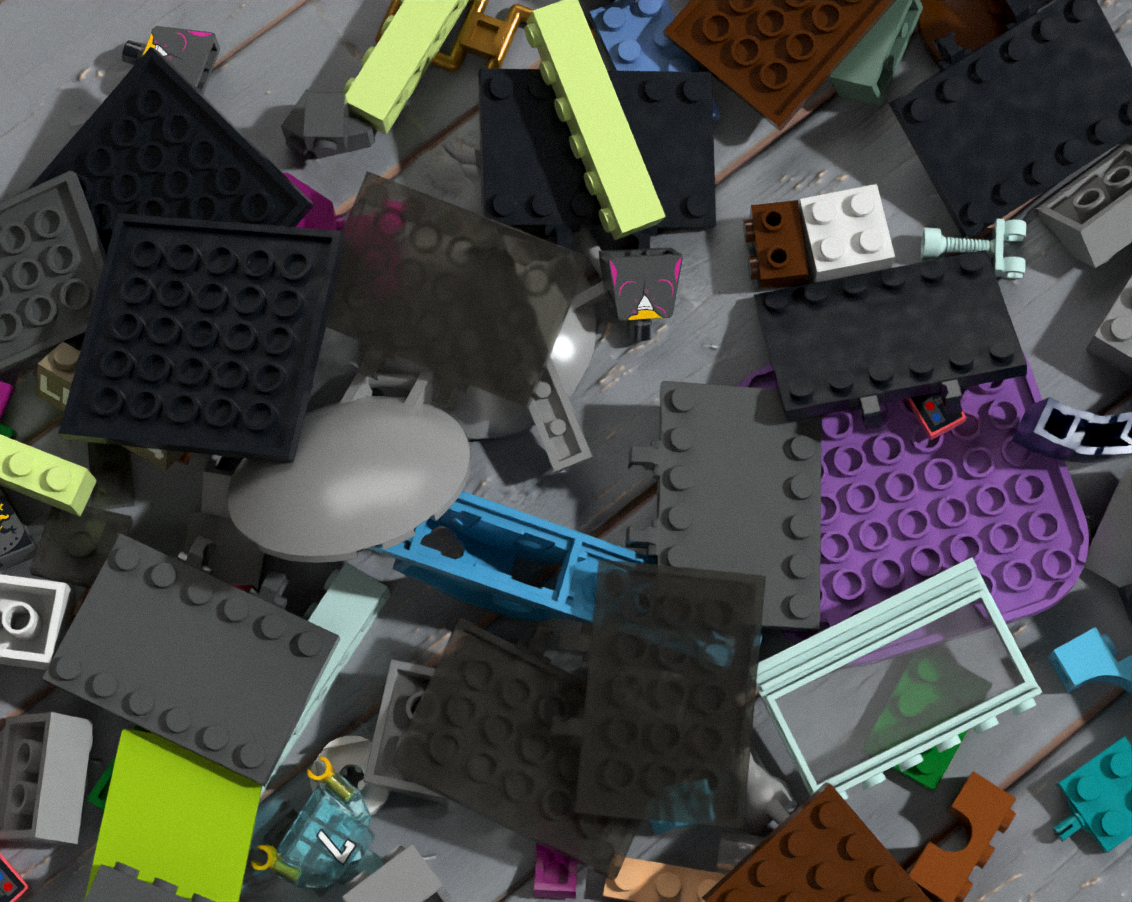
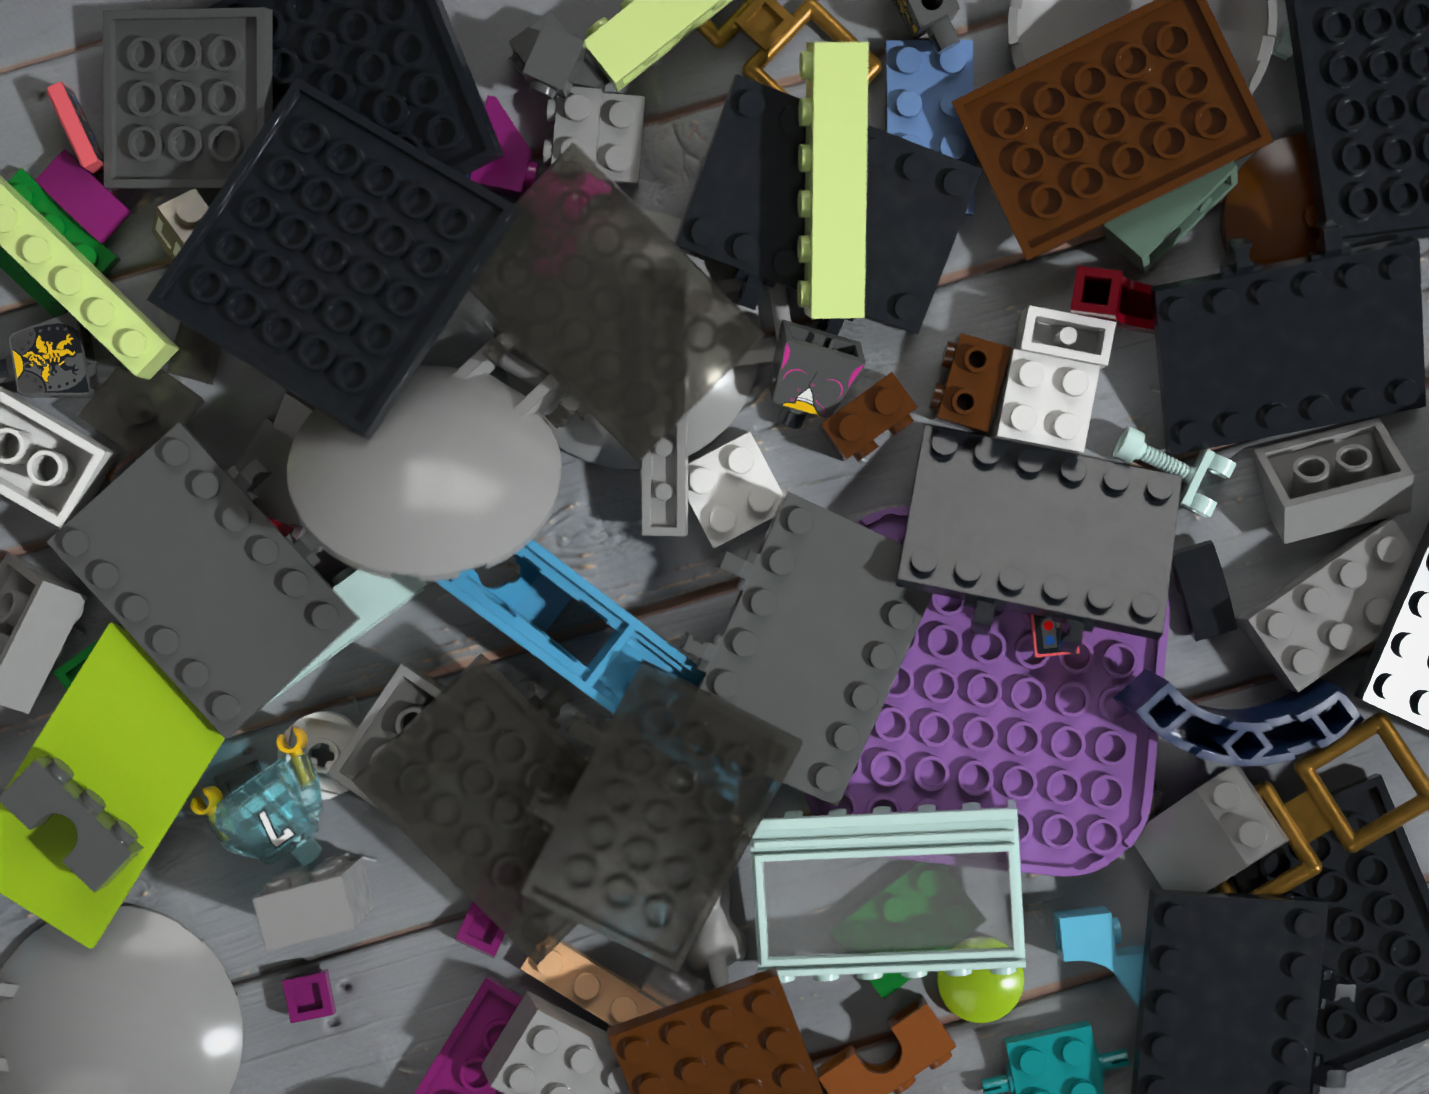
camera: 20 degrees right, 15 degrees up
(389, 157) = (603, 126): none -> light grey plate
(616, 412) = (732, 490): none -> white plate
(703, 306) = (866, 417): none -> reddish brown brick
(837, 171) = (1065, 335): none -> white brick
(864, 132) = (1114, 298): none -> dark red arch
(1015, 746) = (981, 995): none -> lime dish
(1048, 334) = (1203, 590): none -> black slope

